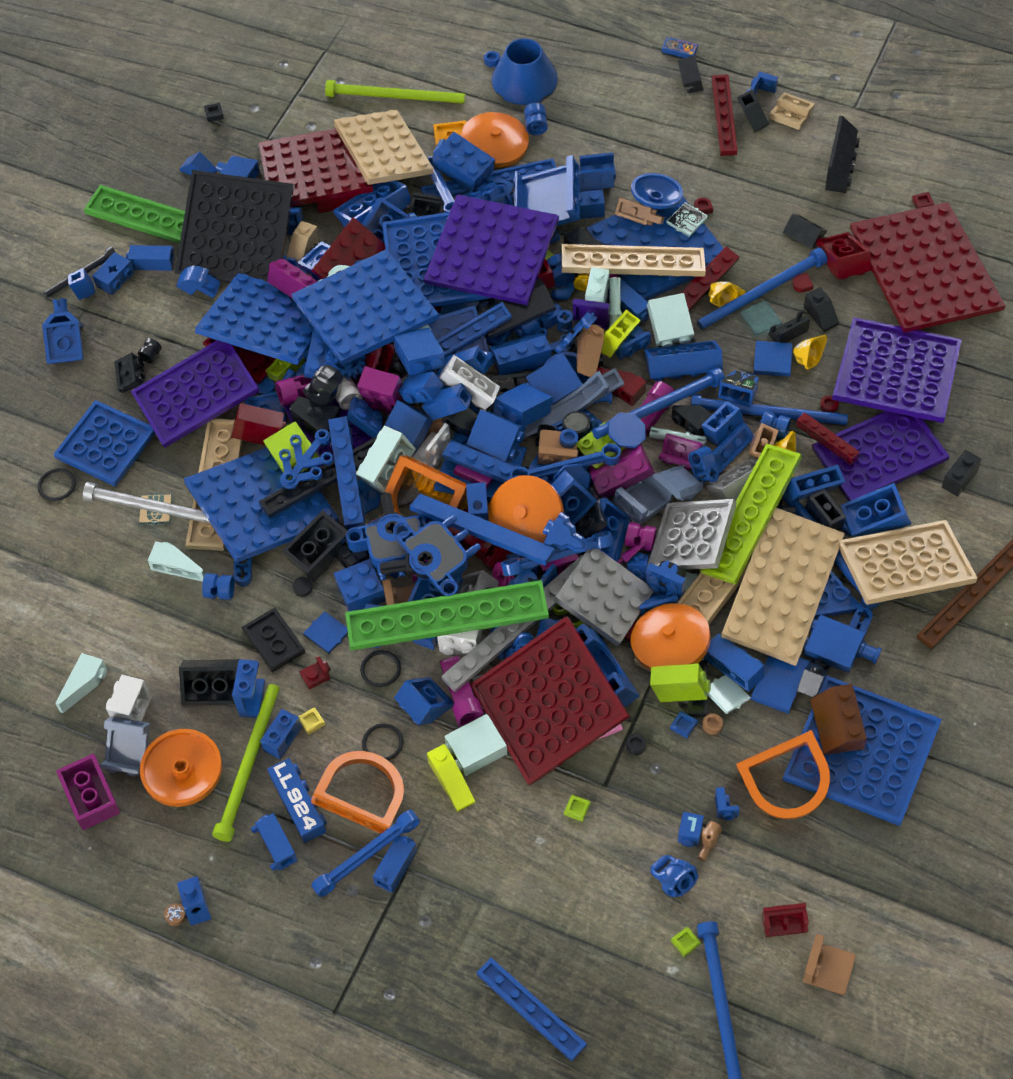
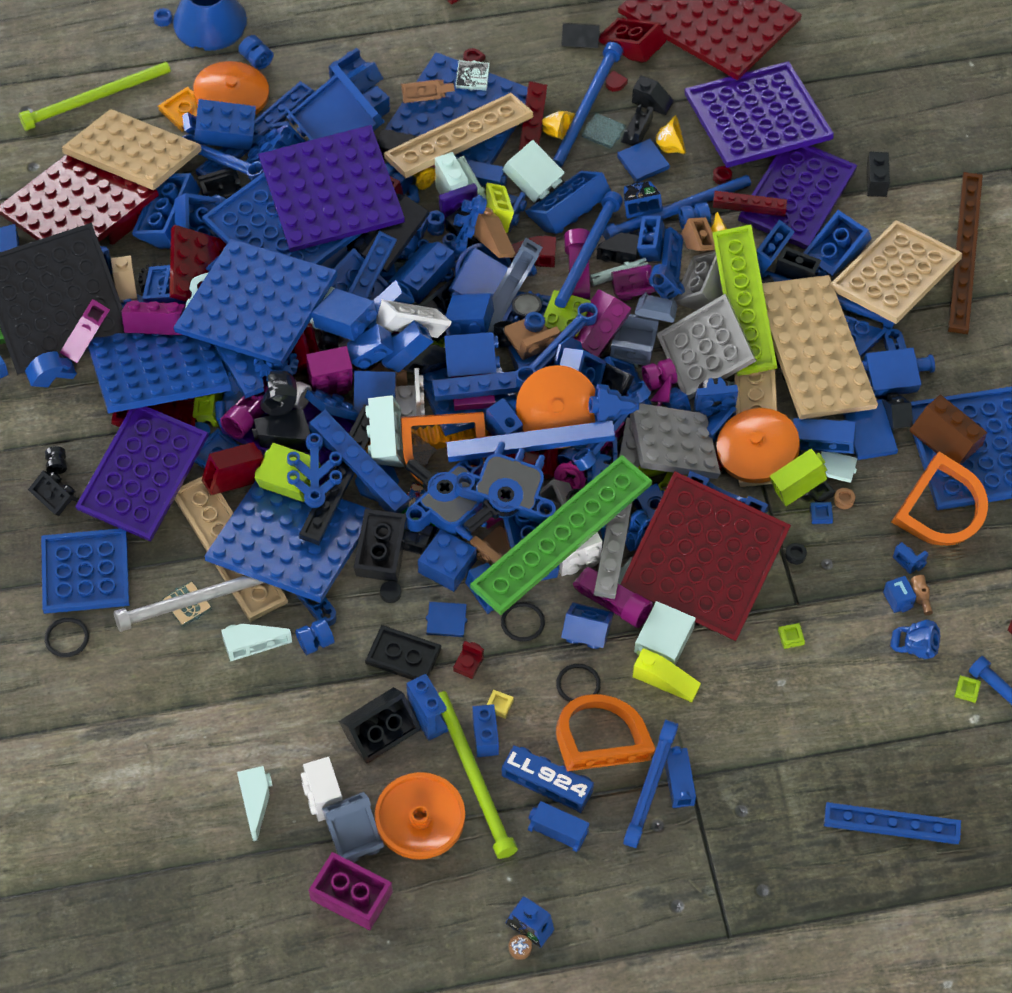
camera: 40 degrees left, 0 degrees up
(239, 263) = (84, 331): none -> slope
(626, 430) = (584, 285): blue piece -> none
(656, 191) = (430, 61): blue dish -> none

